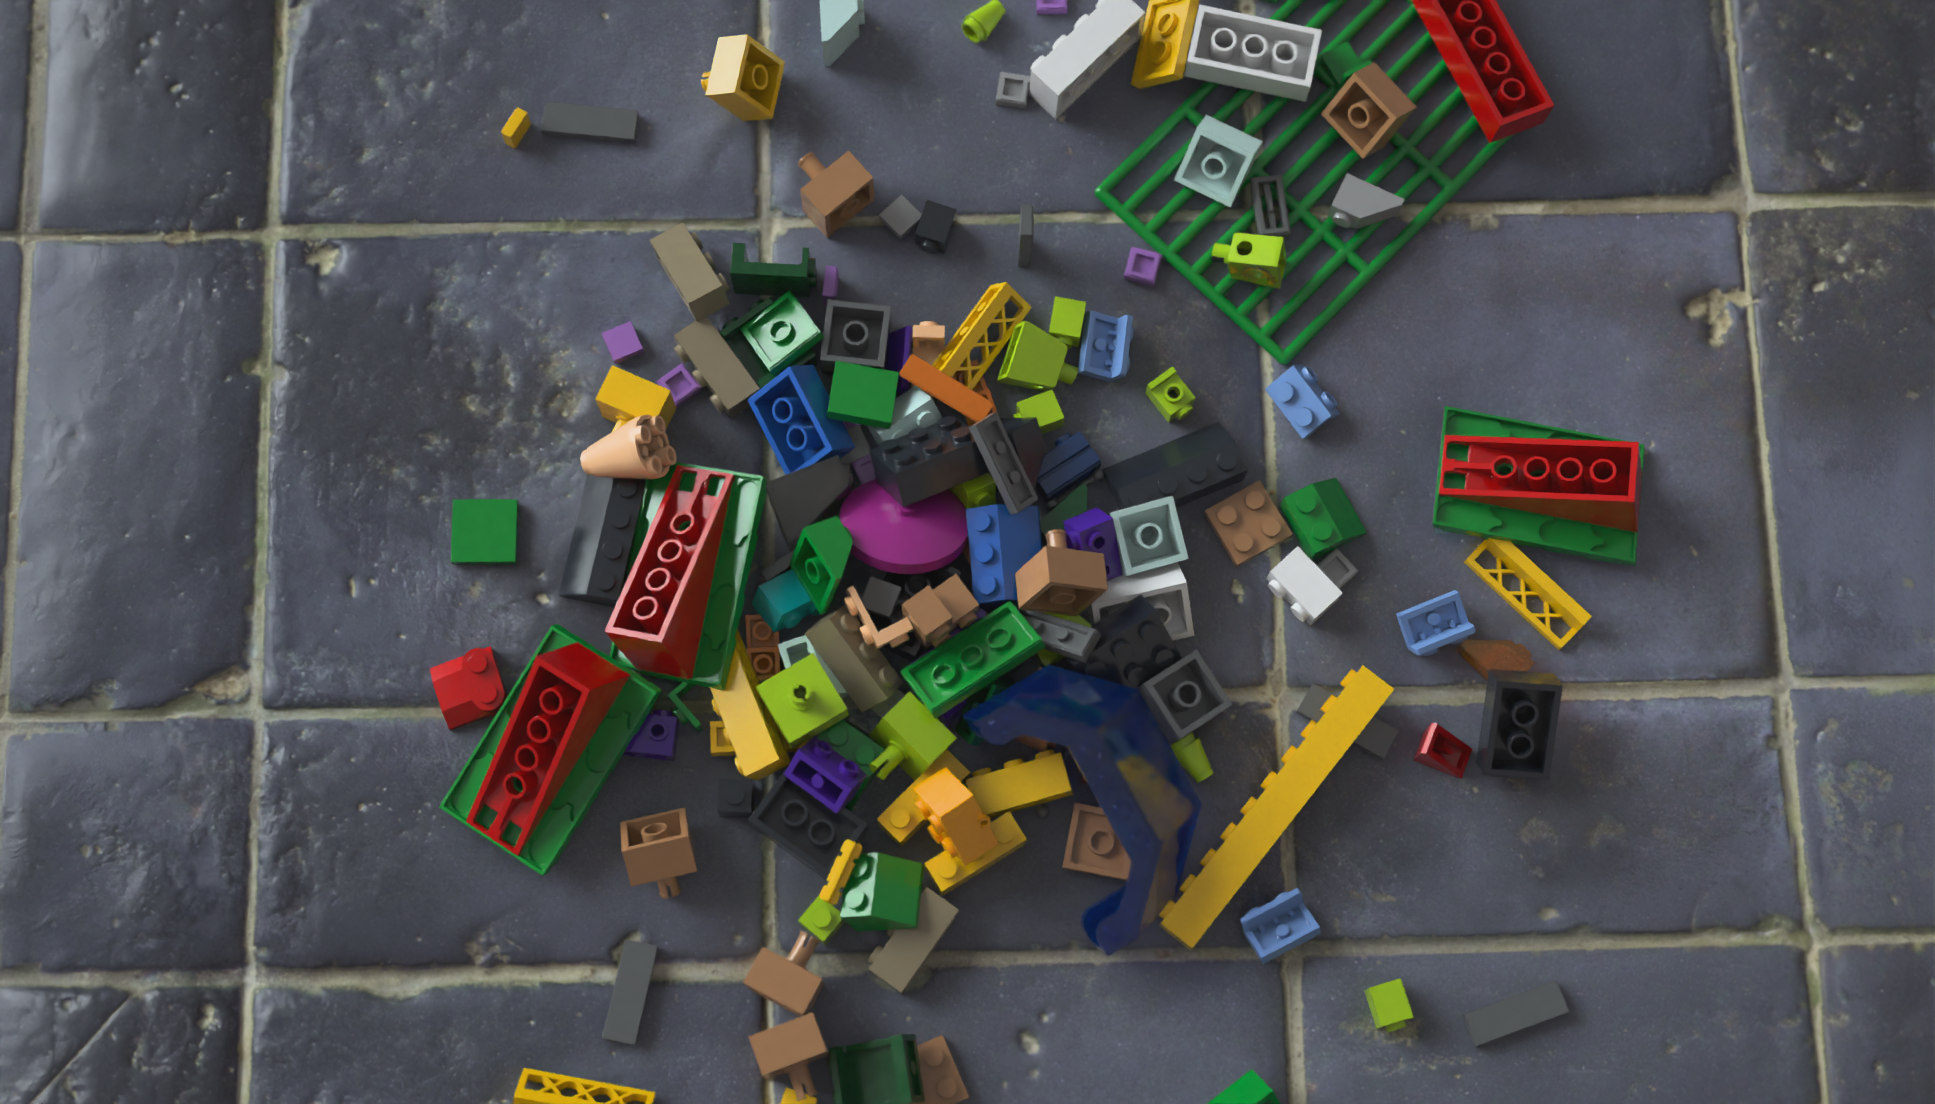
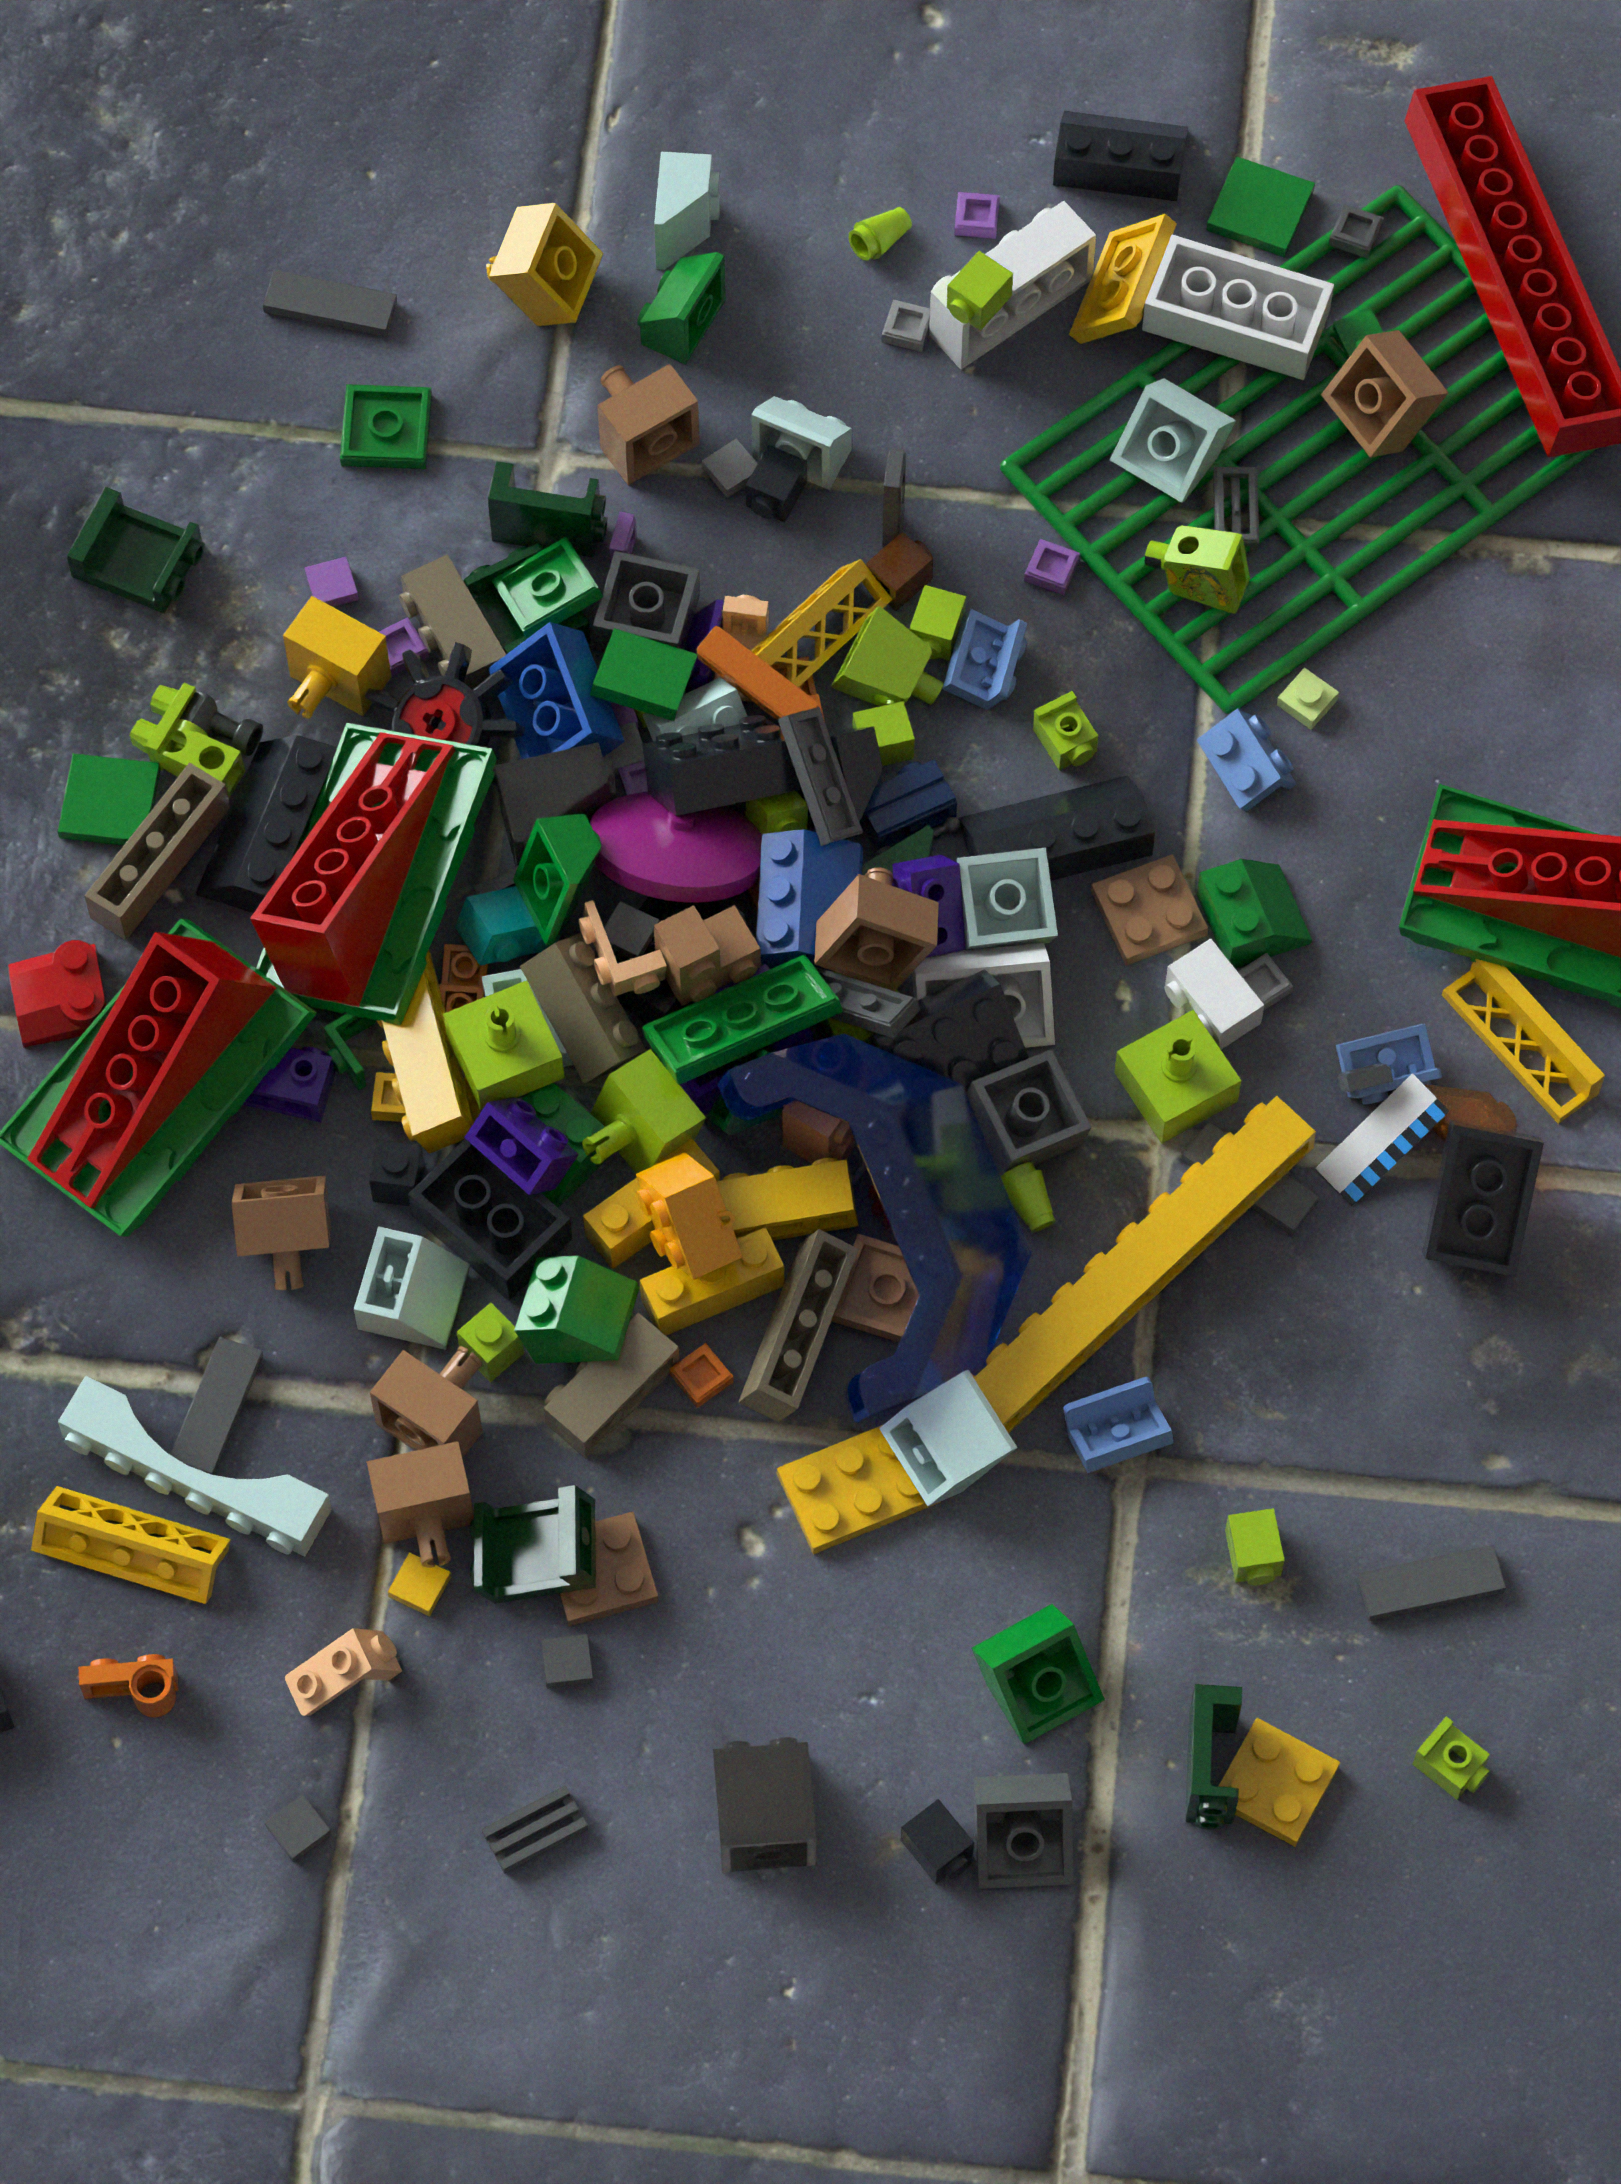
camera: 10 degrees right, 10 degrees down
(475, 336) = (134, 553): none -> dark green panel
(516, 127) = (229, 297): yellow tile -> none
(526, 571) = (157, 851): none -> dark tan brick
(532, 478) = (186, 735): none -> lime hips
(631, 451) = (321, 705): light nougat cone -> none
(642, 212) = (386, 426): none -> green tile
(687, 1066) = (274, 1507): none -> light aqua arch
(691, 271) = (436, 498): dark tan brick -> none
(723, 429) = (448, 701): none -> black gear
(759, 887) = (410, 1289): none -> light aqua slope
(841, 872) = (524, 1272): yellow axle -> none
(849, 96) = (684, 306): none -> green slope
(950, 188) = (796, 430): none -> light aqua slope
(976, 922) = (701, 1375): none -> orange tile
(1036, 282) = (902, 568): none -> reddish brown brick
(1042, 880) = (798, 1325): none -> dark tan brick
(1067, 69) = (979, 291): none -> lime brick
(1099, 993) = (849, 1490): none -> yellow plate
(1163, 958) = (948, 1438): none -> light aqua slope
(1286, 652) = (1177, 1076): none -> lime brick
(1339, 346) = (1307, 698): none -> yellowish green plate
(1362, 204) = (1362, 515): light grey slope -> none
(1422, 640) = (1365, 1077): none -> dark grey tile
(1438, 682) = (1382, 1139): none -> white sticker
(1443, 751) = (1376, 1229): red slope -> none

